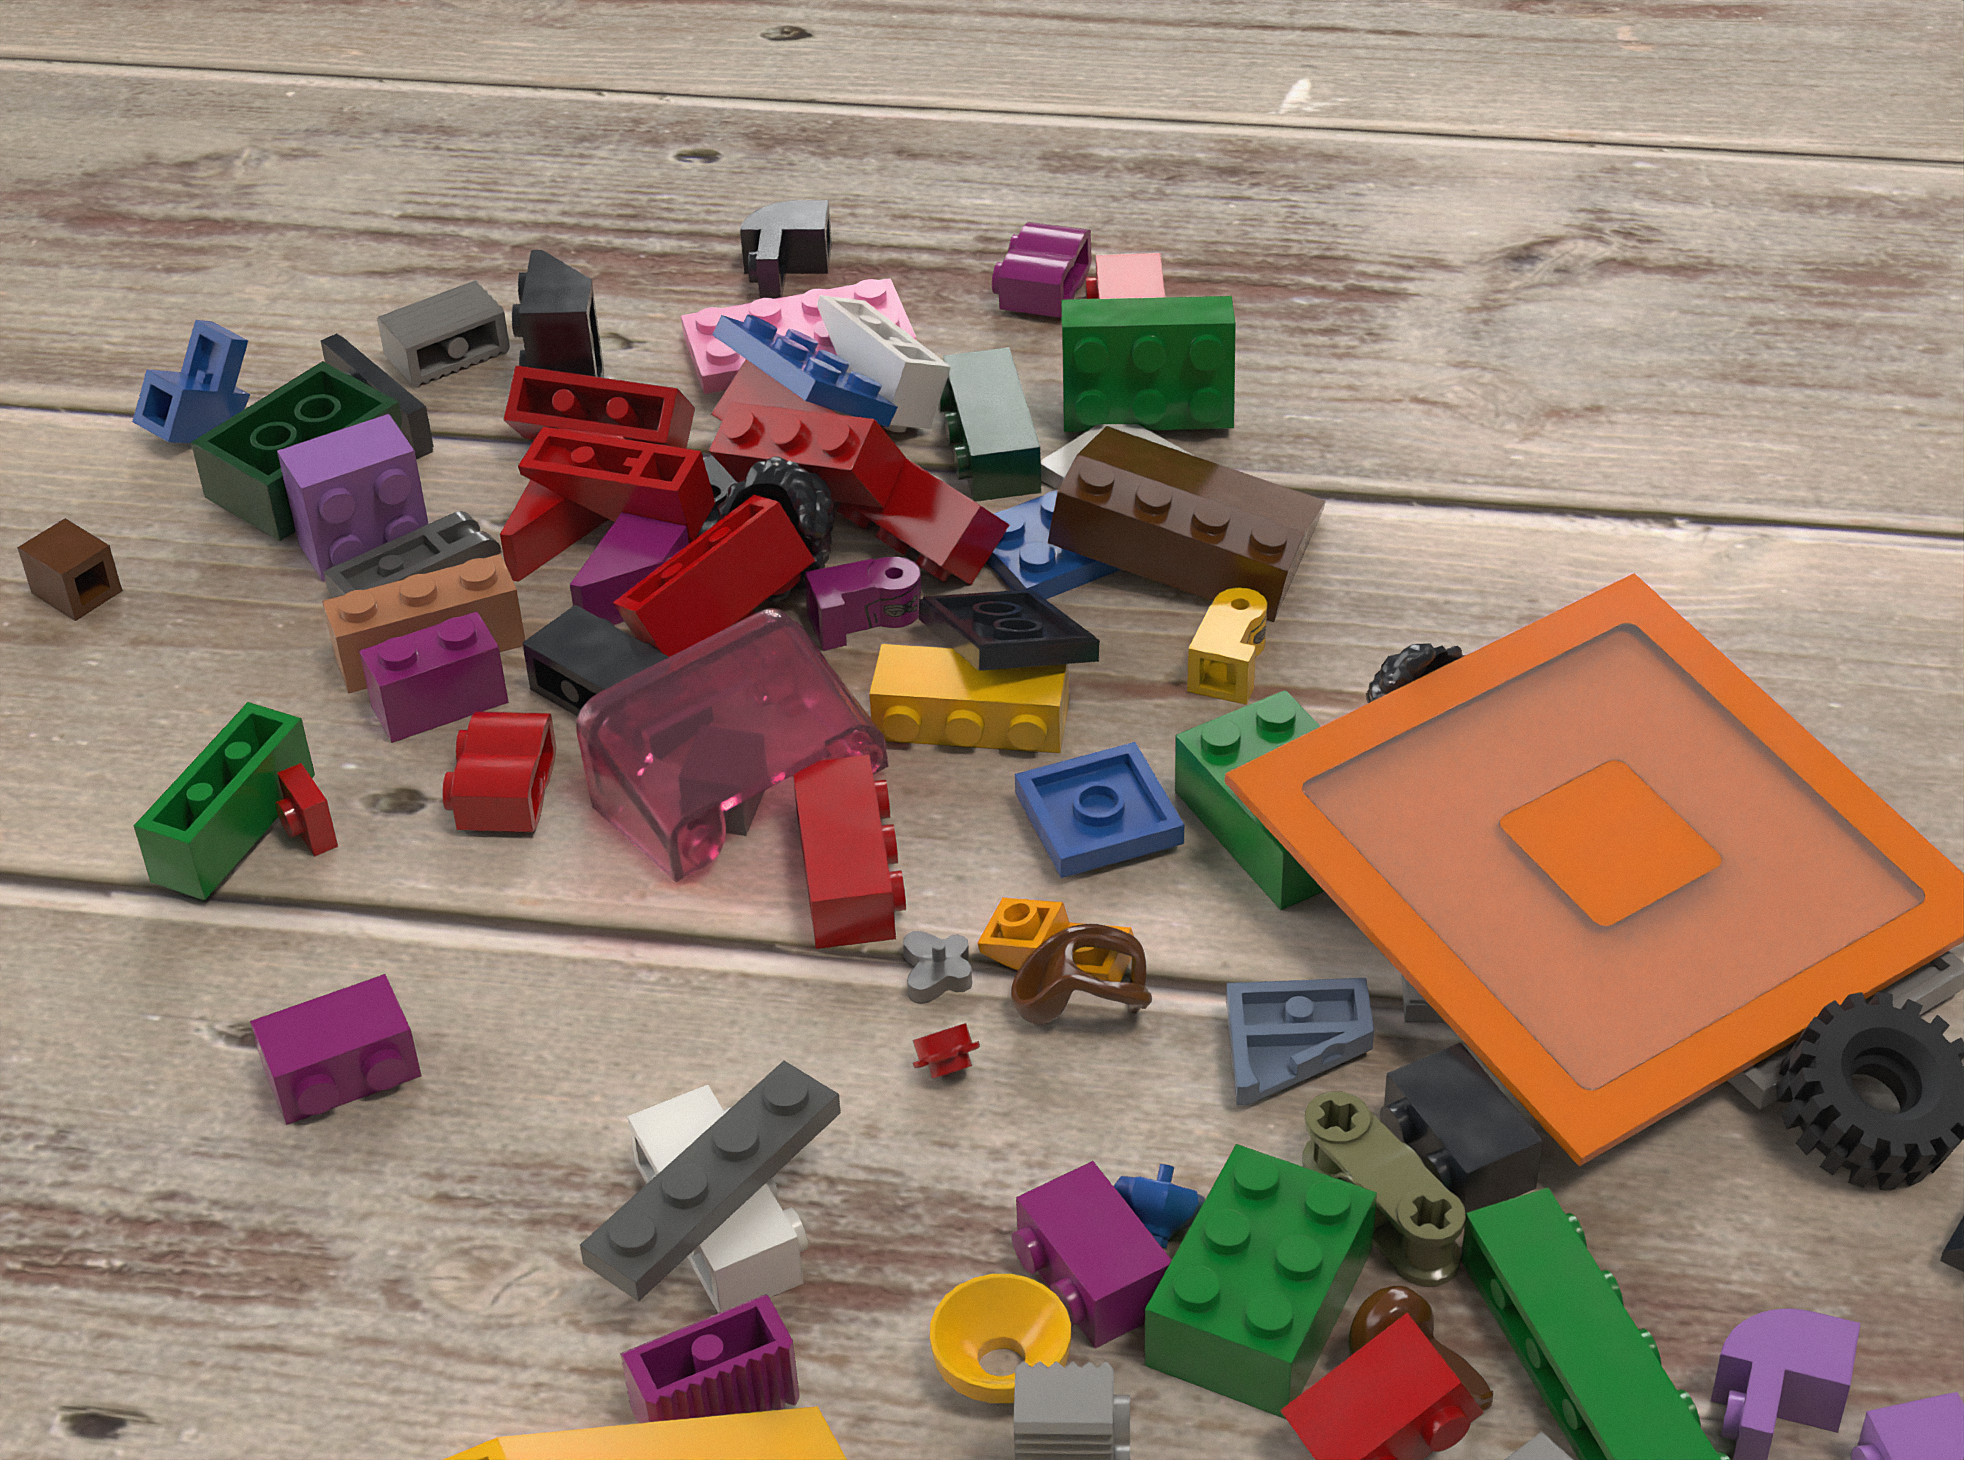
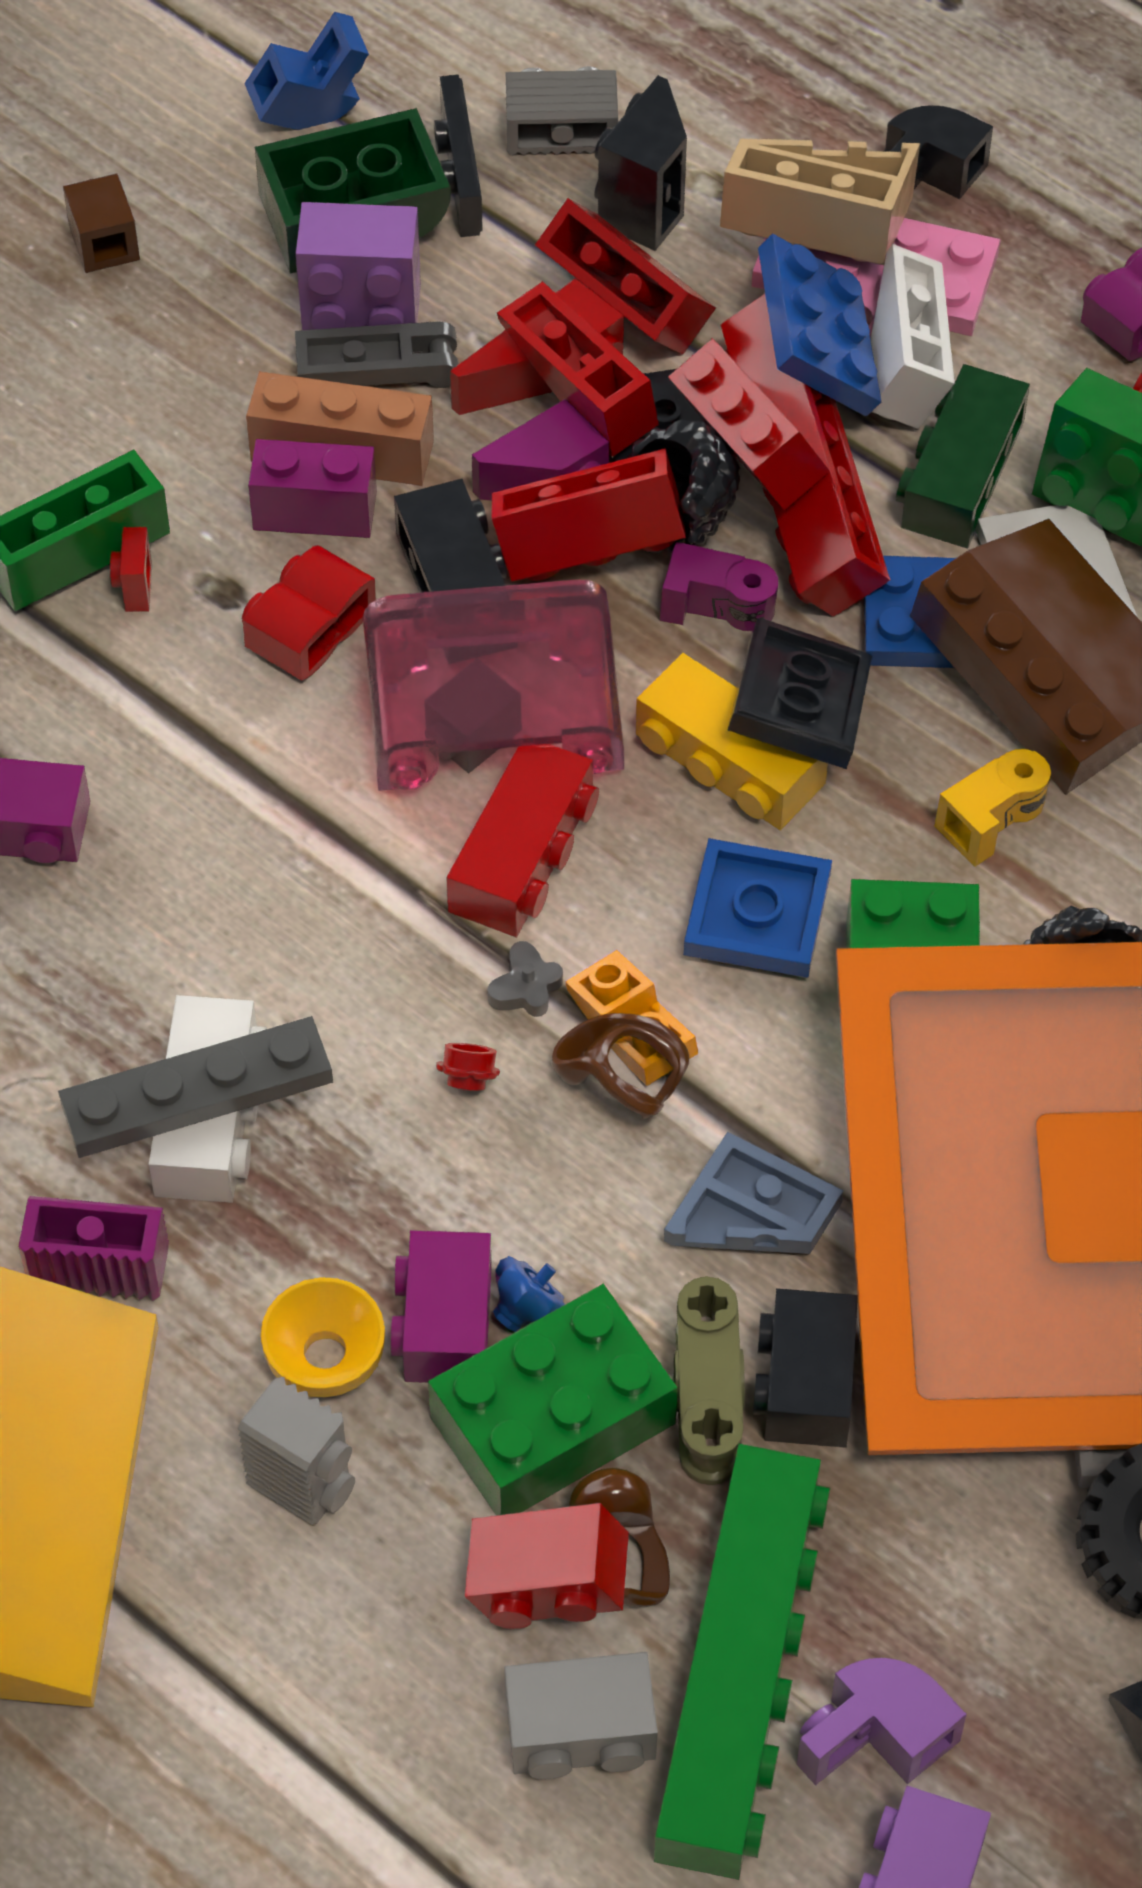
camera: 30 degrees right, 15 degrees up
(752, 277) = (820, 198): none -> tan wedge

